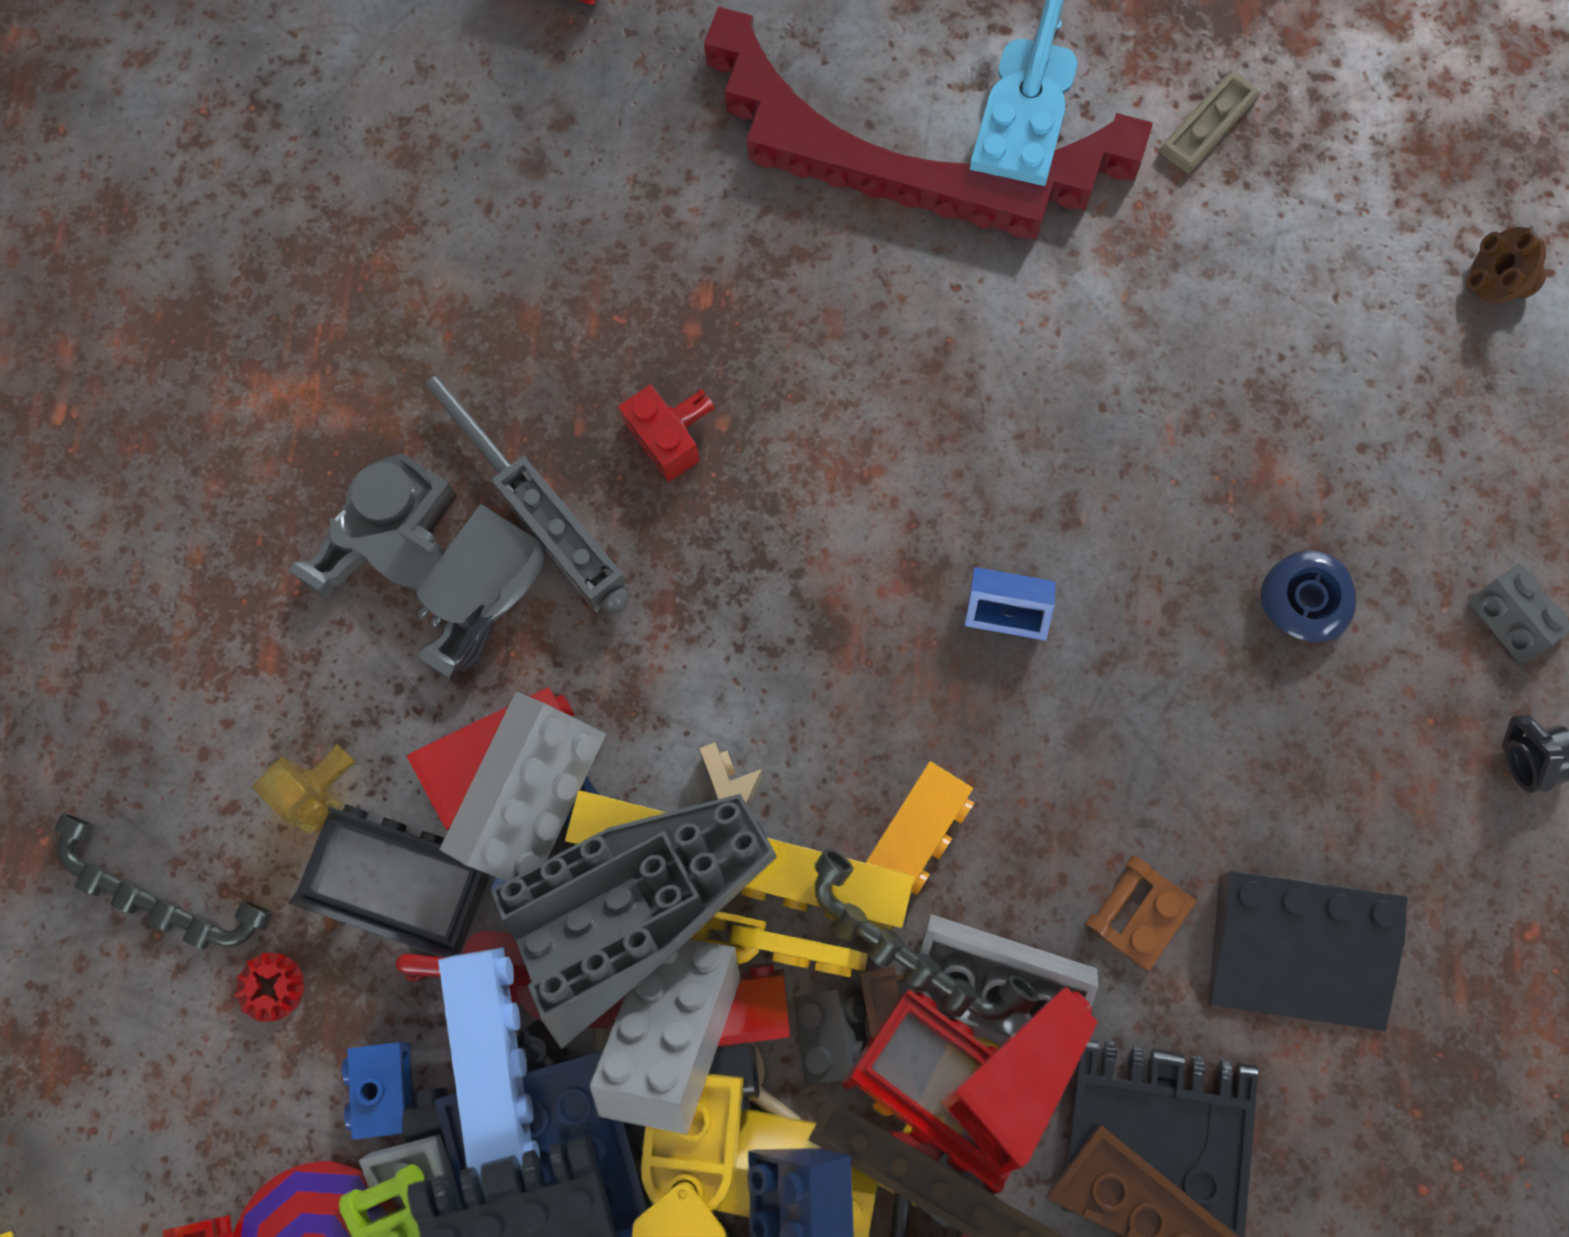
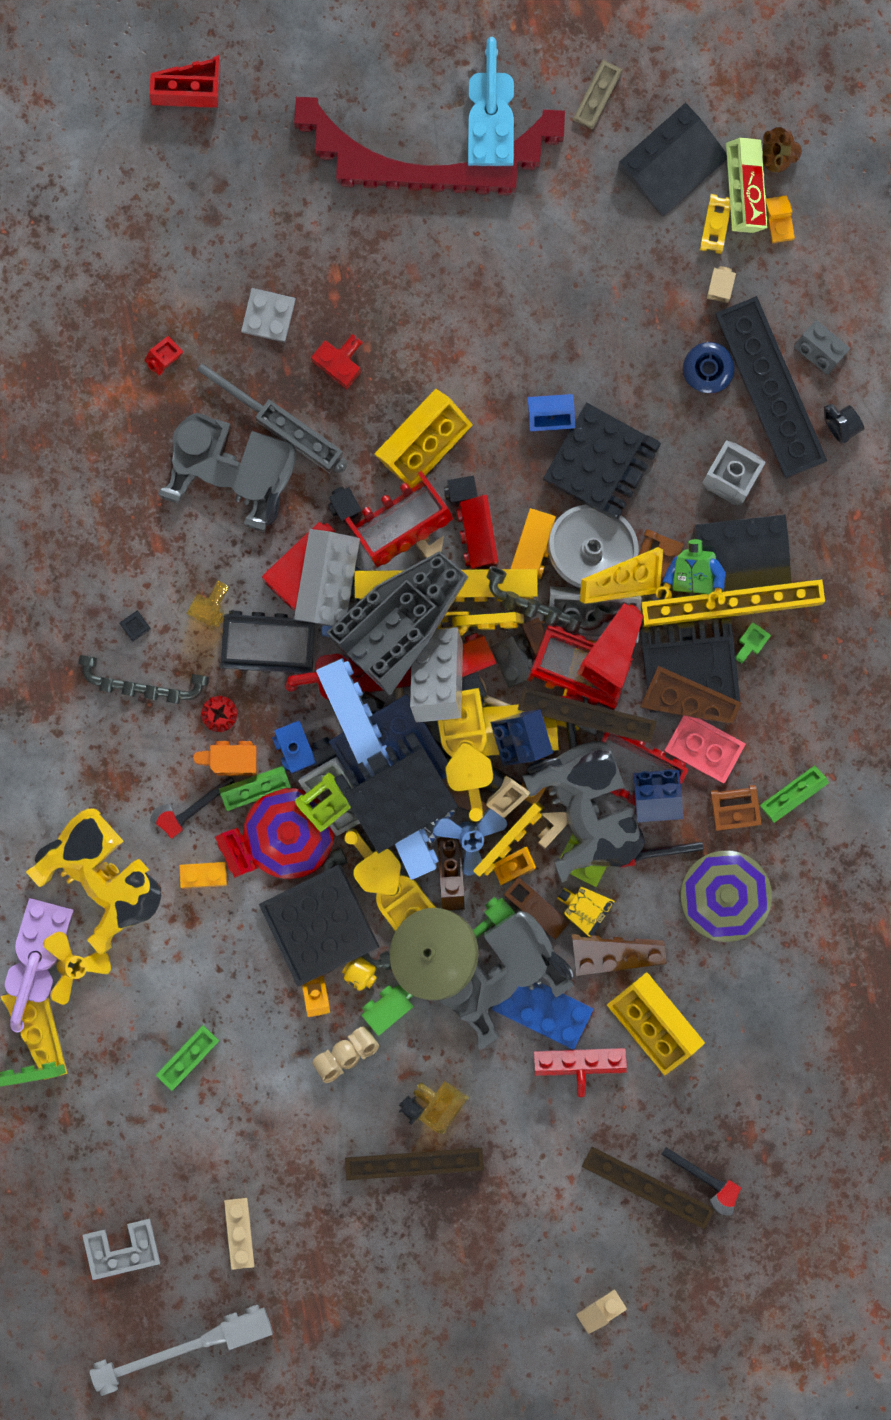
camera: 25 degrees left, 10 degrees up
(114, 1172) = (165, 818): none -> piece
(179, 788) = (135, 626): none -> black tile
(250, 1083) = (230, 759): none -> orange hinge
(280, 1147) = (254, 788): none -> bright green plate
(380, 349) = (163, 355): none -> red bracket
(574, 331) = (268, 315): none -> light grey plate
(603, 671) = (344, 504): none -> black brick
(690, 726) = (401, 521): none -> window
(774, 594) = (423, 438): none -> yellow slope
(815, 698) = (460, 489): none -> black brick
(823, 782) = (477, 533): none -> red slope
(1027, 864) = (589, 542): none -> light grey dish
(1072, 707) = (598, 458): none -> black hinge
(1075, 940) = (627, 579): none -> yellow wing
(1213, 963) = (696, 573): none -> torso
(1276, 1040) = (736, 603): none -> yellow brick
(1293, 1121) = (753, 641): none -> bright green plate
(1317, 243) = (673, 159): none -> black slope
(1317, 797) = (733, 473): none -> light grey slope
(1360, 463) = (721, 284): none -> tan brick
(1369, 364) = (715, 224): none -> yellow plate
(1416, 664) = (771, 387): none -> black plate
(1439, 310) = (746, 185): none -> yellowish green brick
(1483, 383) = (779, 219): none -> light orange slope

